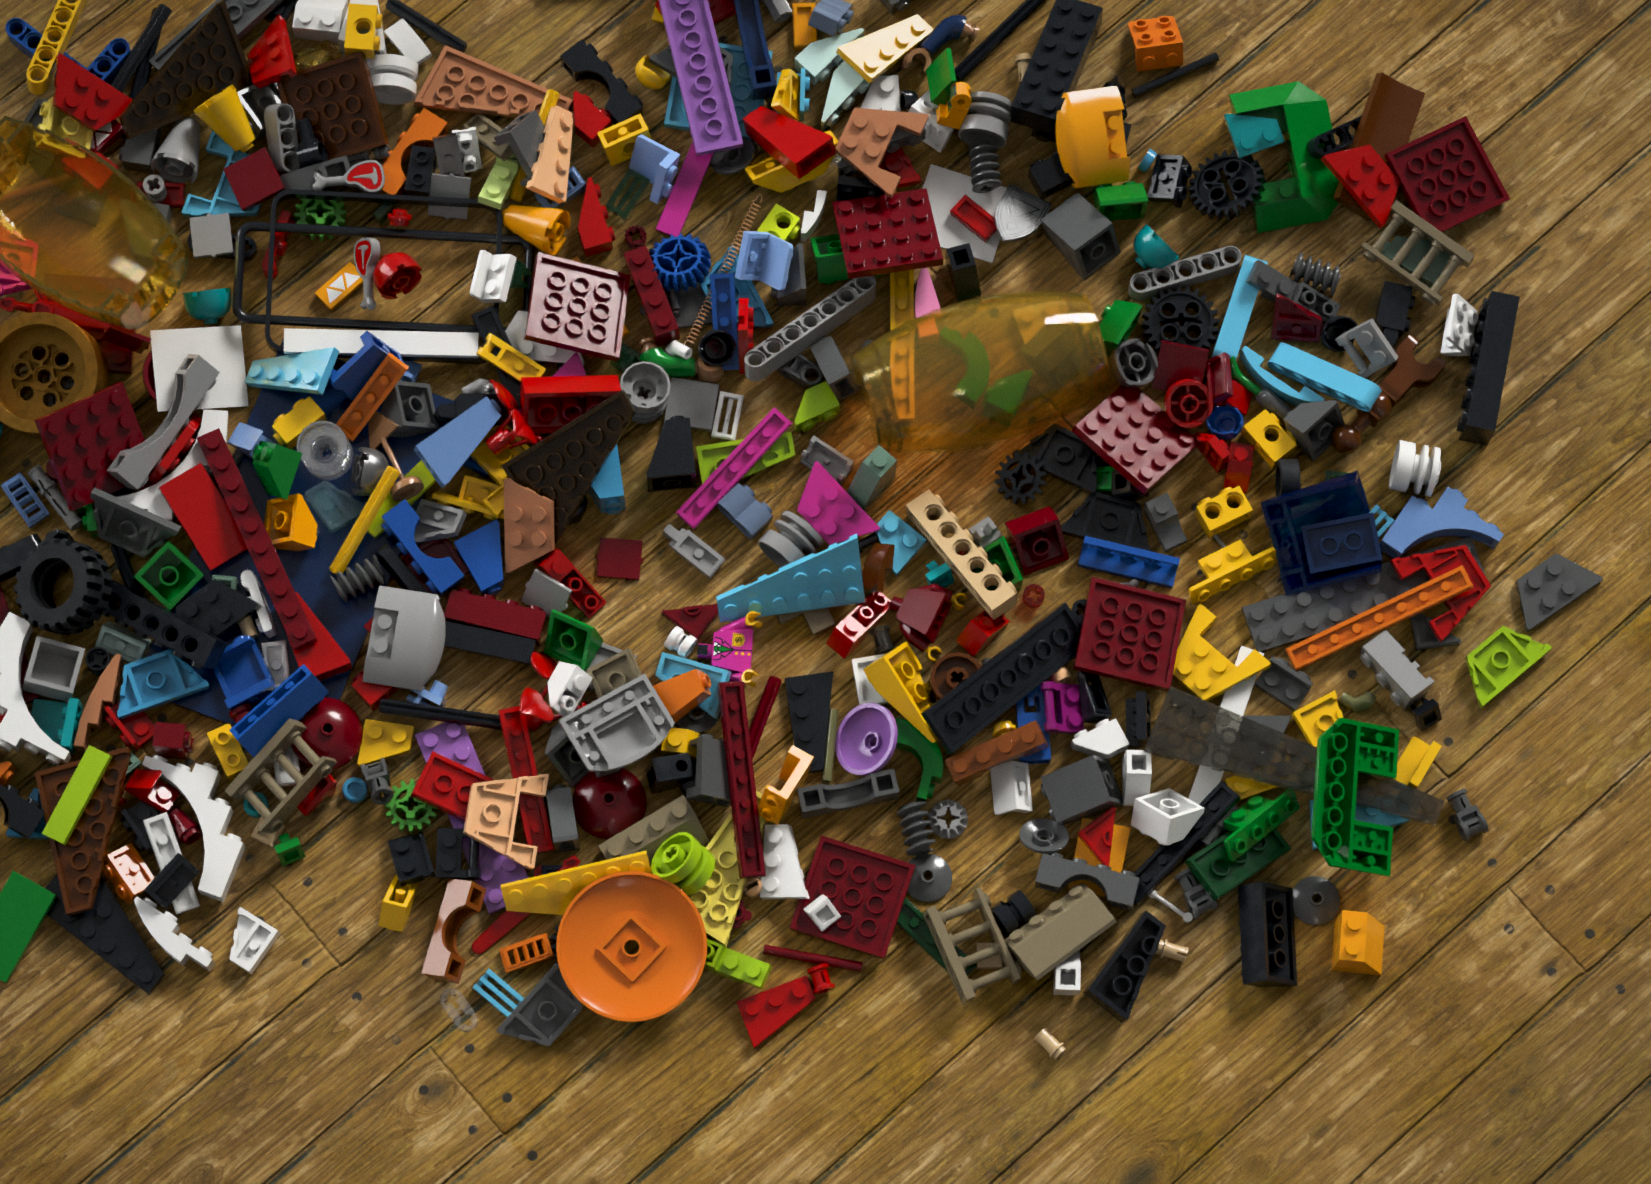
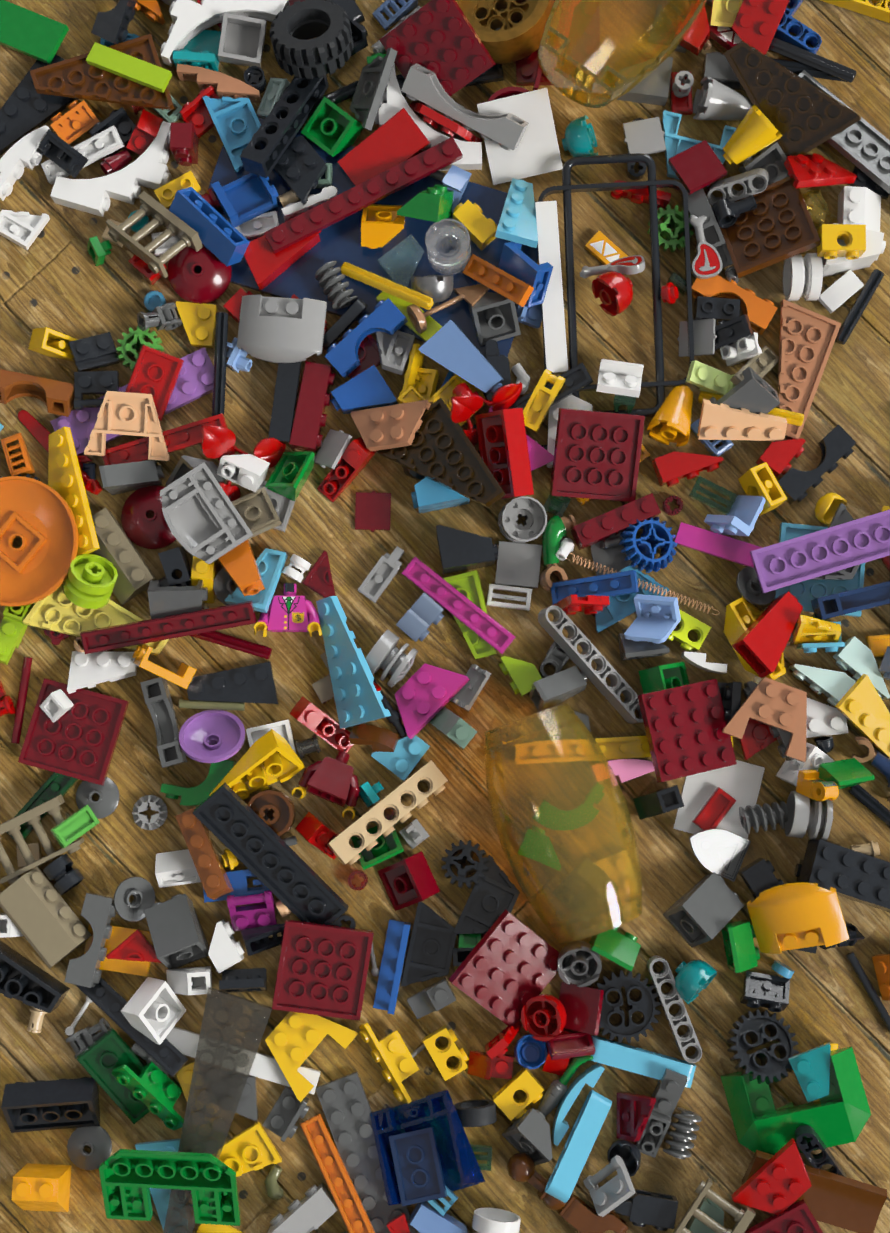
camera: 90 degrees right, 10 degrees up
(716, 347) = (566, 580): black hair -> none
(915, 828) = (137, 785): dark grey piece -> none
(960, 896) = (74, 826): none -> bright green tile

